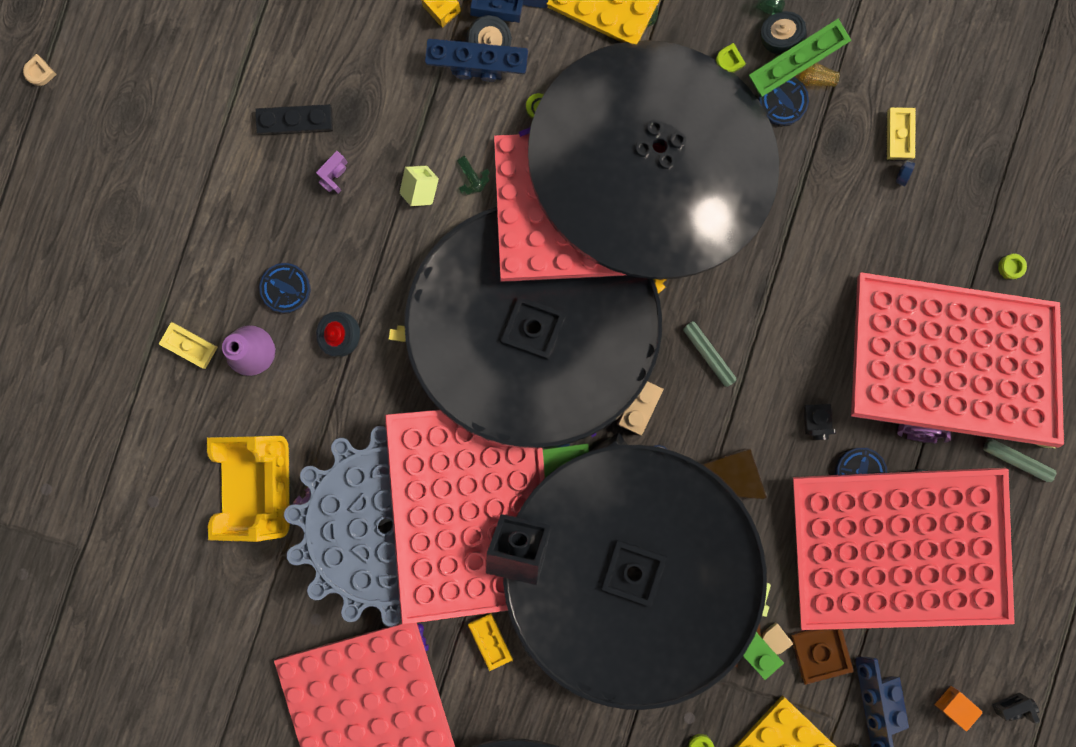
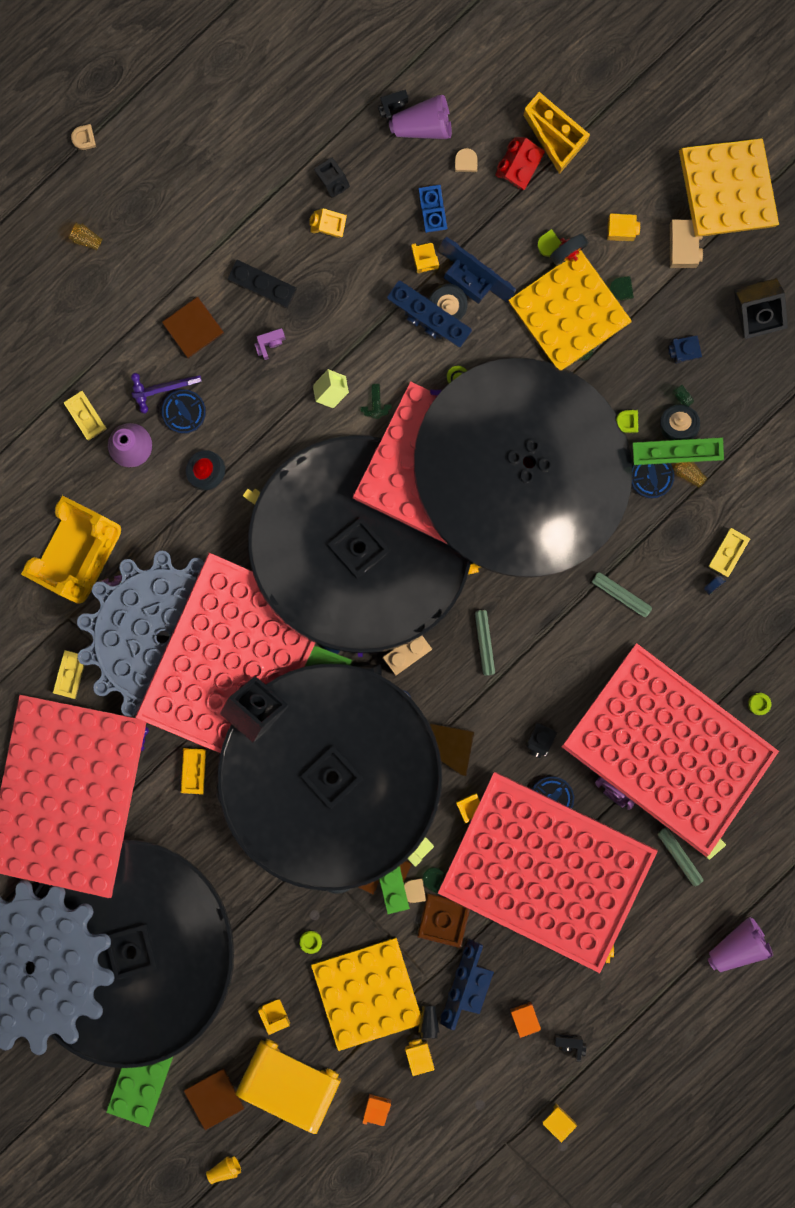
camera: 30 degrees right, 0 degrees up
(90, 168) = (84, 236): none -> clear yellow cone
(231, 293) = (140, 393): none -> dark purple piece
(249, 199) = (193, 327): none -> reddish brown tile
(313, 616) = (69, 675): none -> light yellow plate
(326, 23) = (327, 222): none -> yellow bracket
(784, 526) = (468, 806): none -> yellow panel
(788, 616) = (433, 879): none -> clear green tile
(818, 232) = (622, 594): none -> sand green axle

